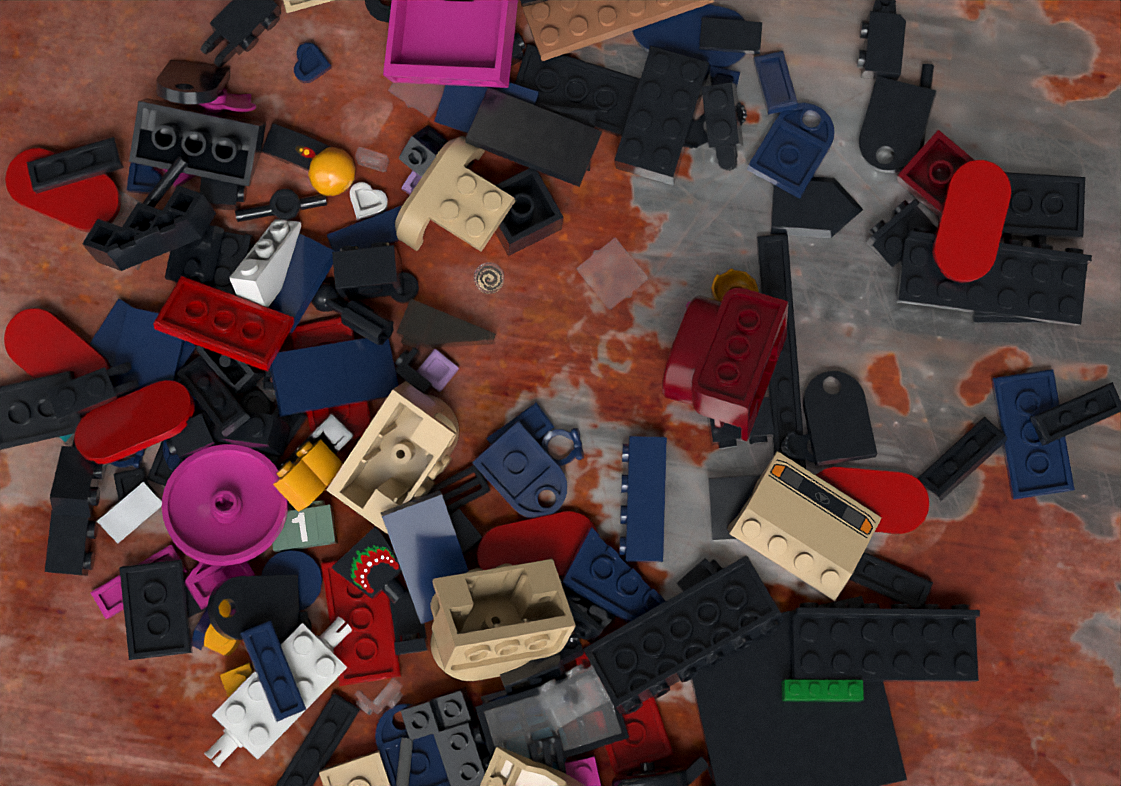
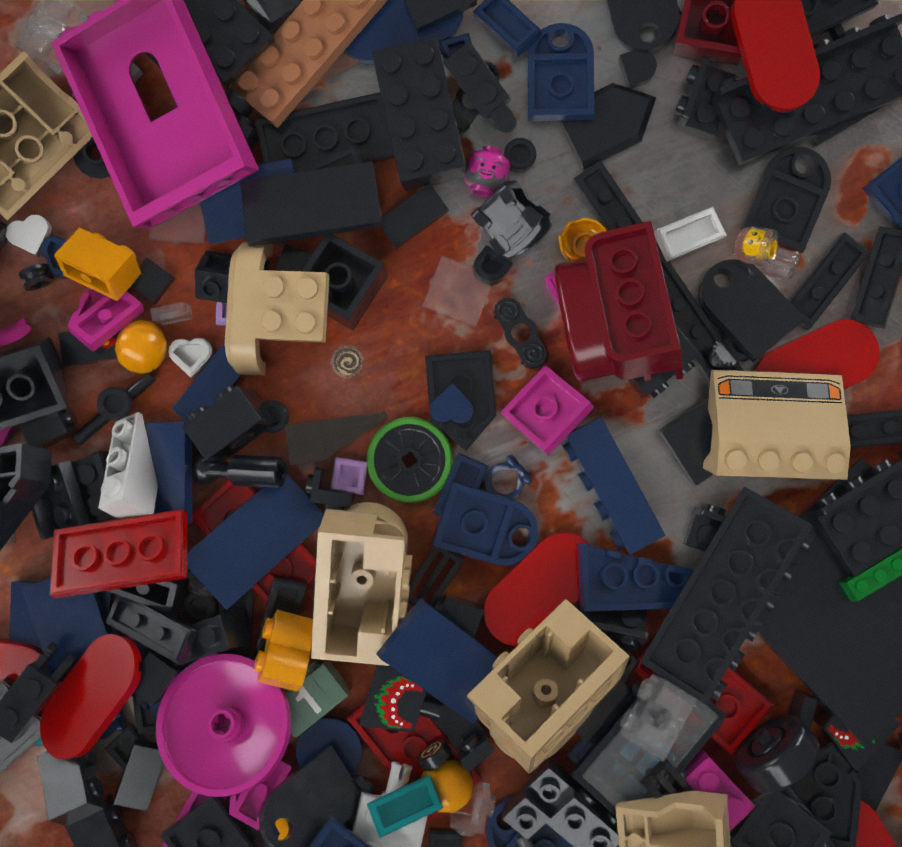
camera: 30 degrees left, 5 degrees up
(281, 69) = (36, 277): none -> black bush
(295, 31) = (29, 233): none -> white tile
(319, 127) = (102, 317): none -> dark pink wing
(331, 649) = (404, 806): none -> teal tile
(338, 87) = (98, 263): none -> light orange brick
(370, 123) = (152, 281): none -> black tile
(370, 662) = (452, 785): none -> light orange hair
(375, 630) = (434, 755): none -> black tile
(493, 171) = (292, 259): none -> black tile
(494, 406) = (397, 440): none -> black wheel
(522, 24) = (238, 103): none -> black tile
(552, 361) = (451, 406): none -> dark blue tile
(565, 357) = (474, 378): none -> black tile
(610, 192) = (413, 216): none -> black tile
(626, 408) = (547, 410): none -> dark pink tile
(642, 355) = (532, 350): none -> black piece
(649, 269) = (489, 268): none -> black tile
(686, 241) = (512, 220): none -> black piece
(690, 191) = (486, 171): none -> dark pink head
(725, 193) = (520, 154): none -> black tile
(825, 334) = (689, 234): none -> white tile
(861, 177) = (637, 67): none -> black tile
(876, 379) = (761, 248): none -> clear piece
(917, 436) = (828, 278): none -> black tile
(922, 353) = (790, 199): none -> black tile

